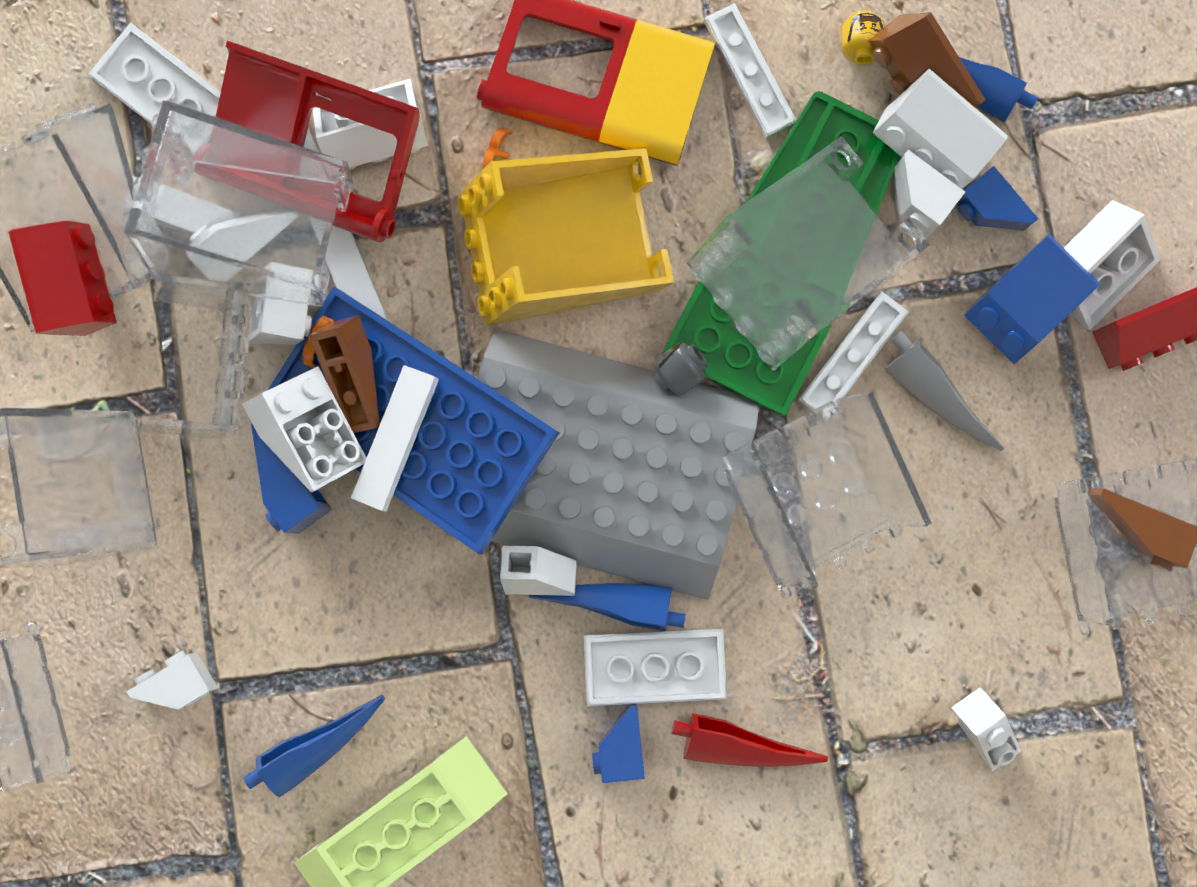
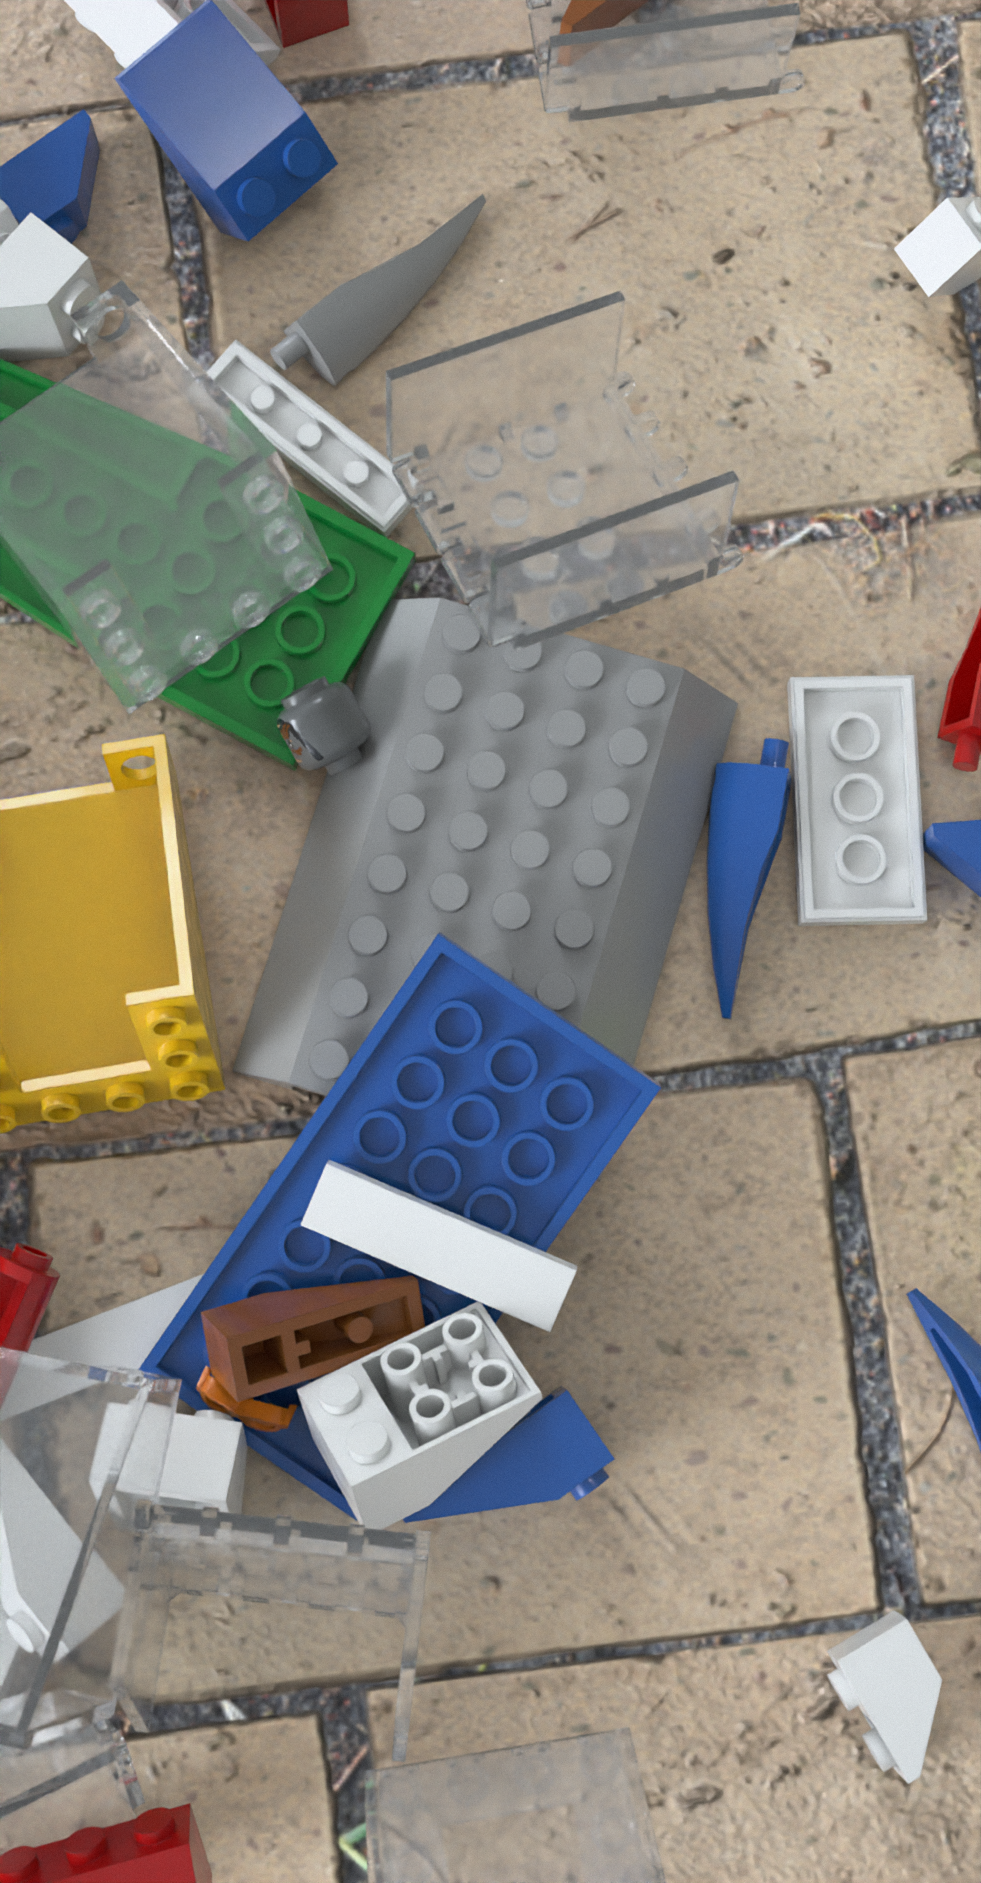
camera: 95 degrees left, 5 degrees down
(537, 572) = (688, 997): white slope -> none

